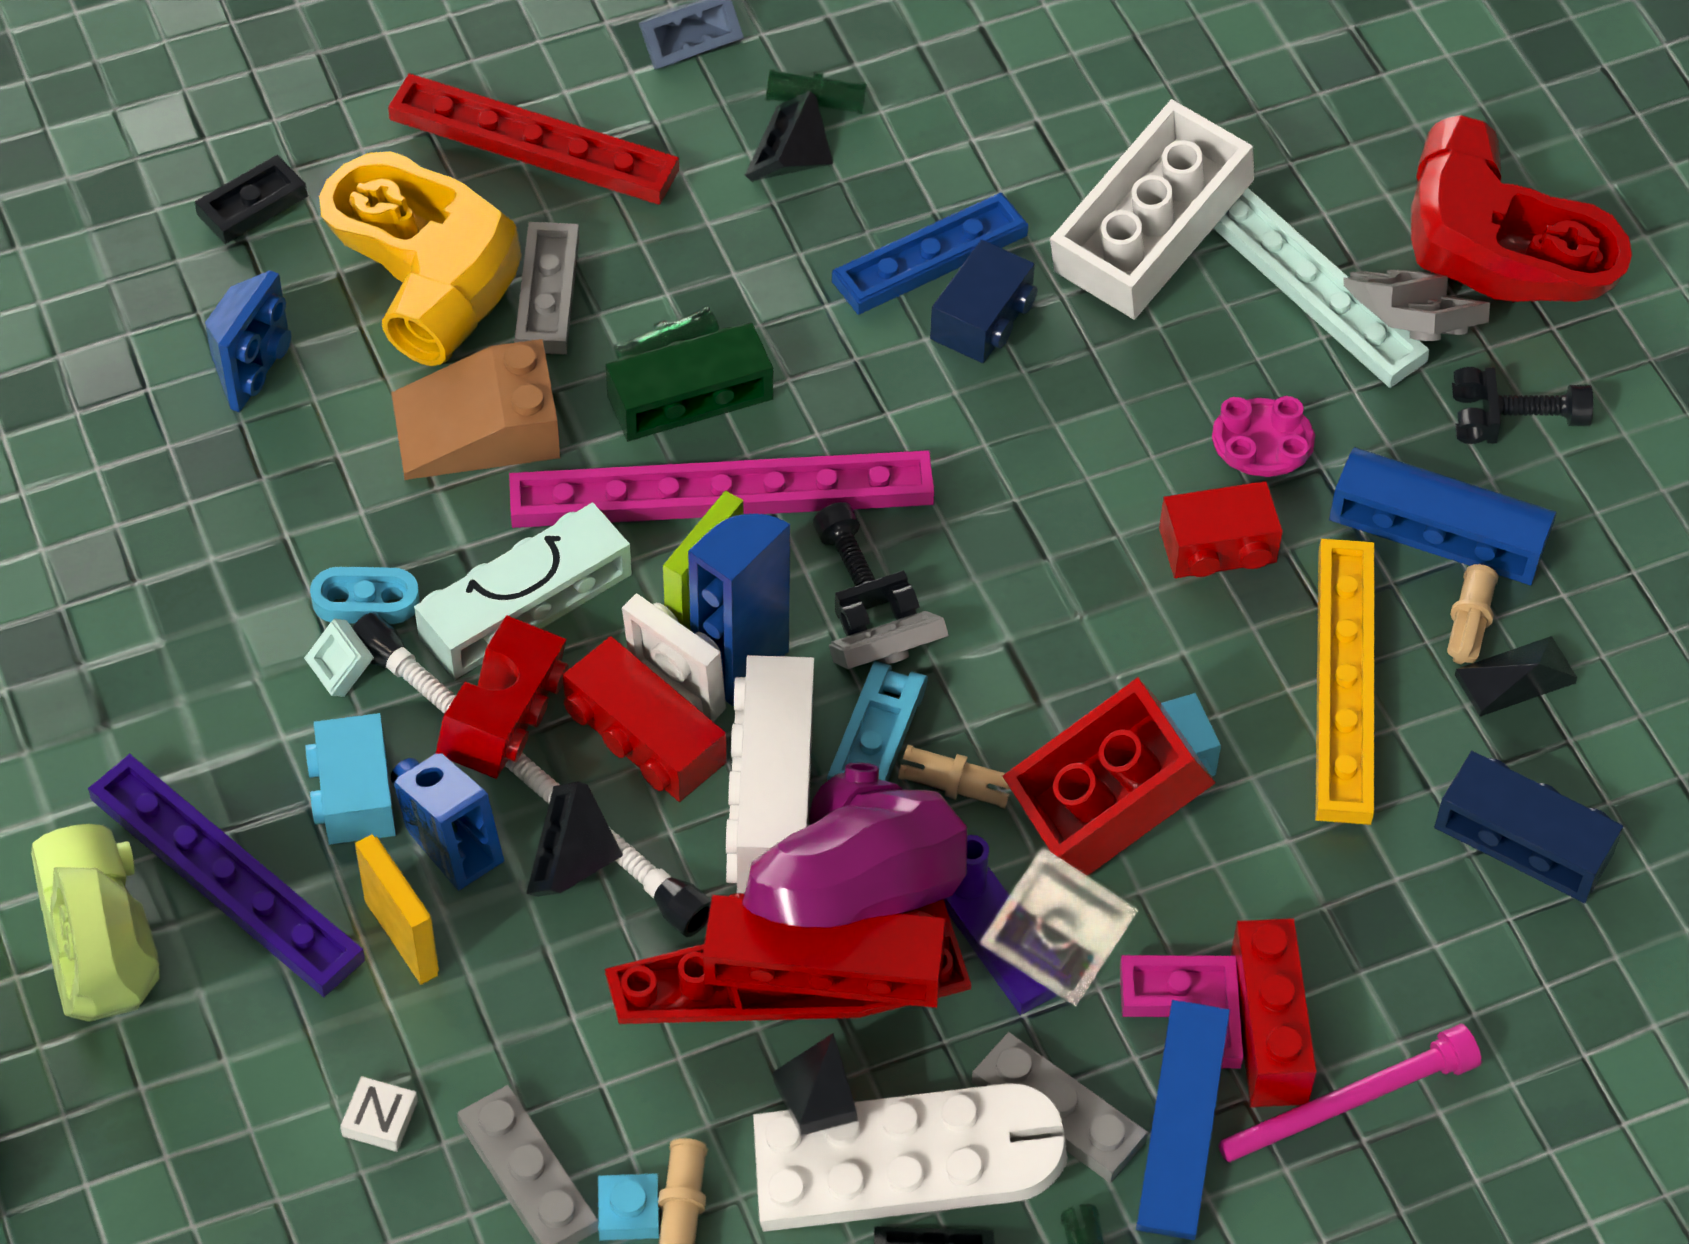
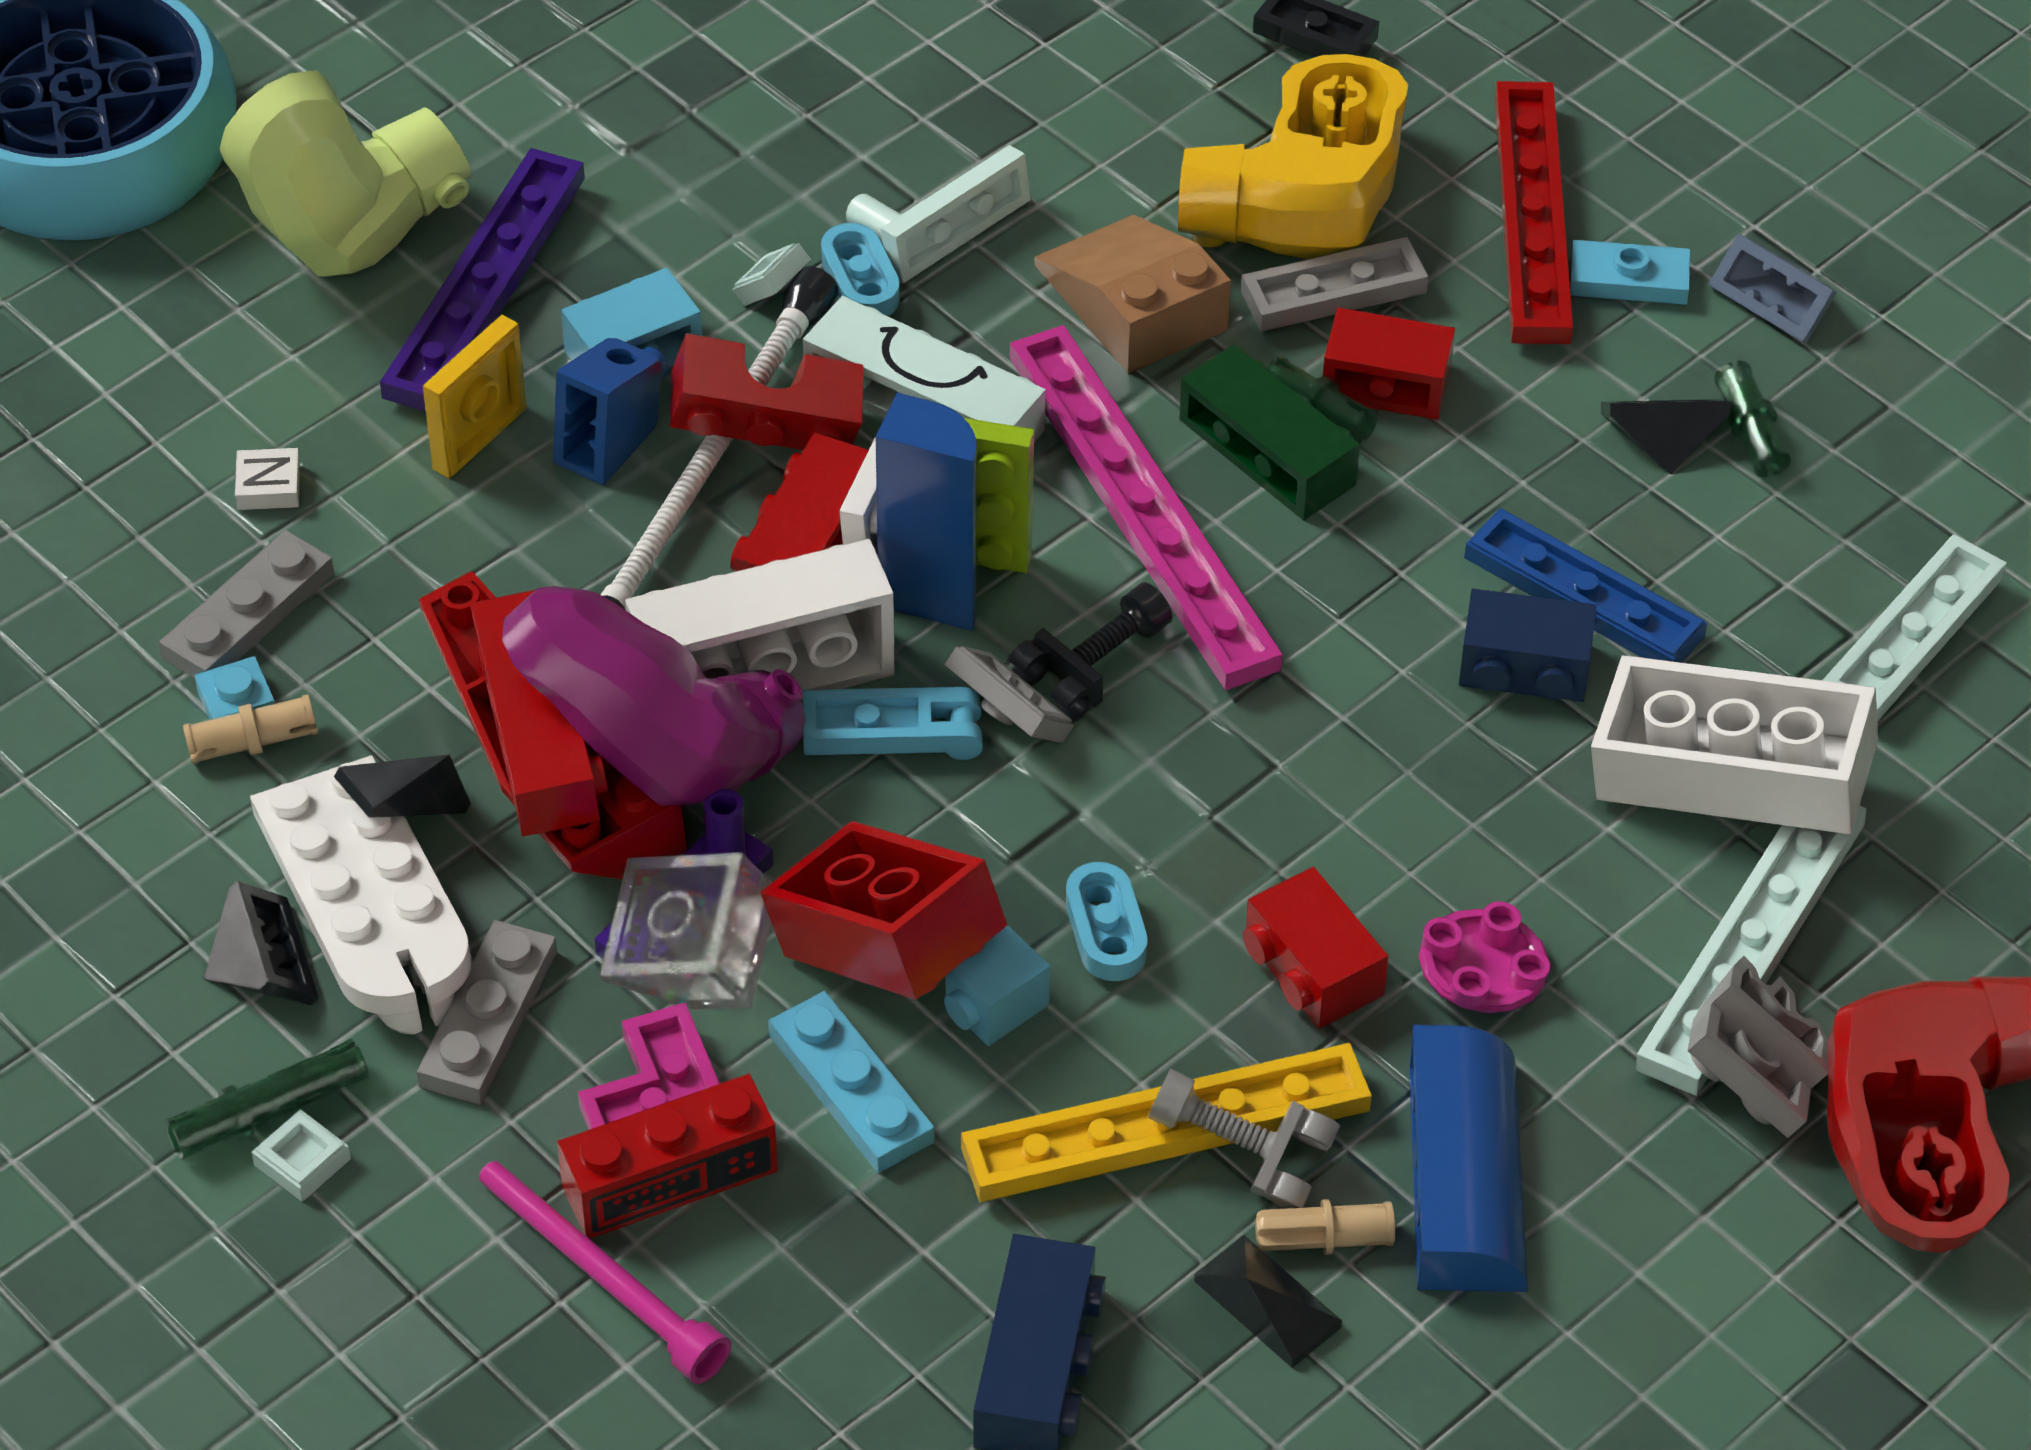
camera: 70 degrees right, 5 degrees down
(248, 335) = (1110, 74): blue slope -> none
(342, 550) = (947, 216): none -> light aqua piece
(572, 841) = (625, 512): black slope -> none
(626, 102) = (1629, 272): none -> medium azure plate
(653, 280) = (1390, 362): none -> red brick
(954, 776) = (860, 792): tan pin -> none
(1062, 81) = (1920, 621): none -> light aqua plate
(1139, 652) = (1108, 926): none -> medium azure plate
(1183, 1120) = (499, 1110): blue tile -> none
(1224, 873) = (851, 1082): none -> medium azure plate
(1356, 654) = (1180, 1103): none -> light grey bar
(1479, 425) = (1707, 1259): black bar -> none

